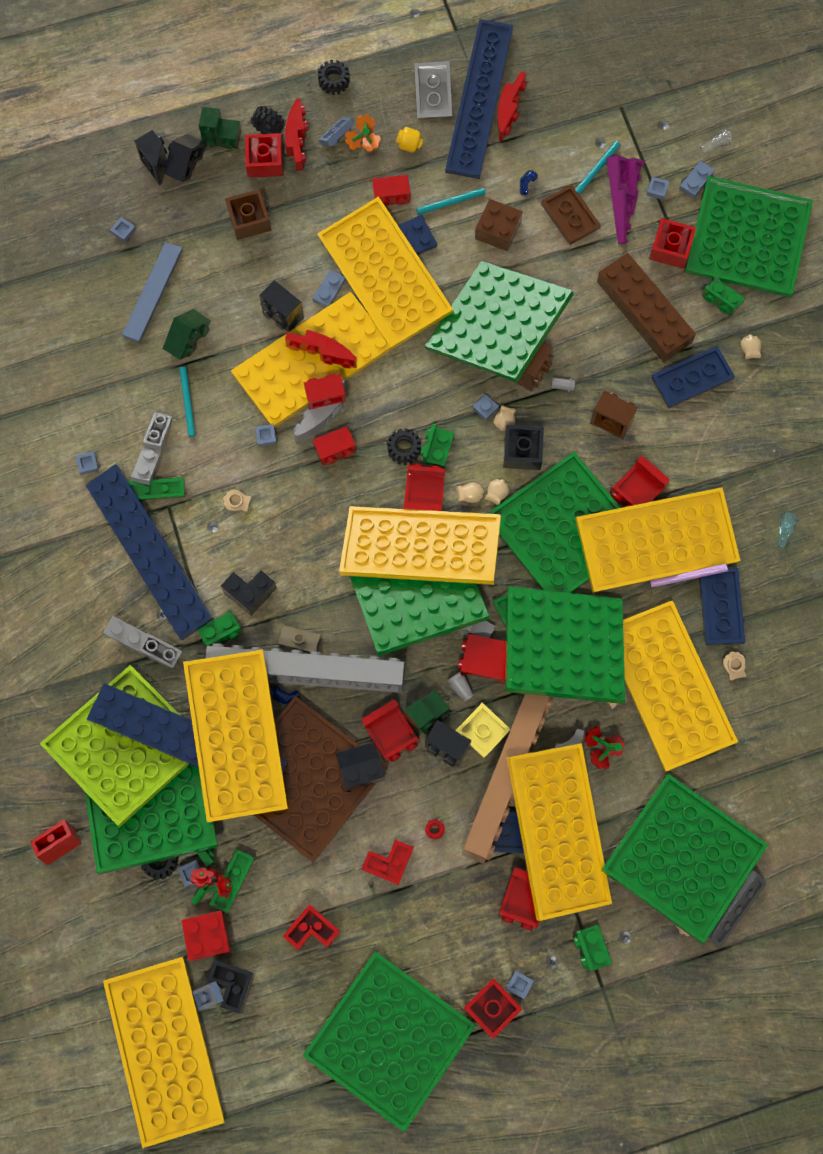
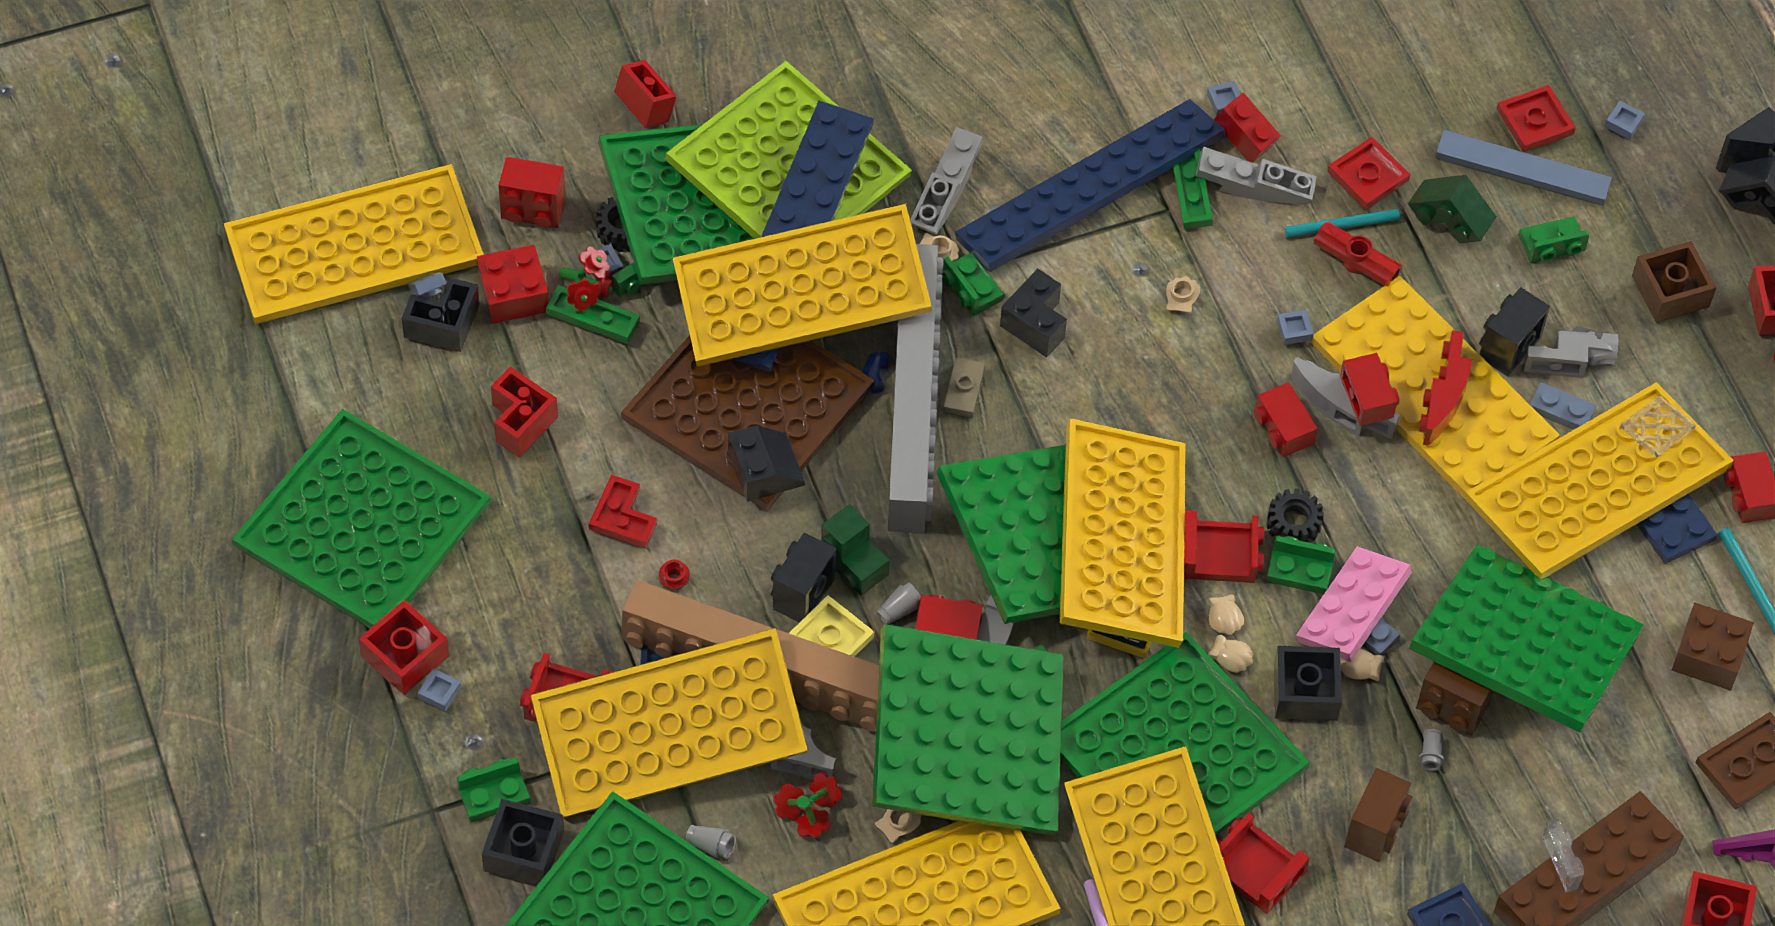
camera: 85 degrees right, 15 degrees down
(116, 449) = (1247, 128): none -> red brick
(117, 280) = (1536, 118): none -> red plate
(136, 922) = (532, 192): none -> red brick
(152, 381) = (1368, 173): none -> red plate
(193, 650) = (945, 246): none -> tan animal
(207, 280) = (1553, 240): none -> green bracket
(221, 384) = (1346, 249): none -> red piece
(291, 273) = (1572, 353): none -> light grey plate
(359, 245) = (1674, 413): none -> clear window
(390, 731) = (821, 501): red panel -> none
(466, 417) = (1354, 602): none -> bright pink plate
(627, 808) = (711, 840): none -> light grey cone
(635, 927) = (522, 842): none -> black brick
(653, 313) = (1559, 847): none -> clear plate

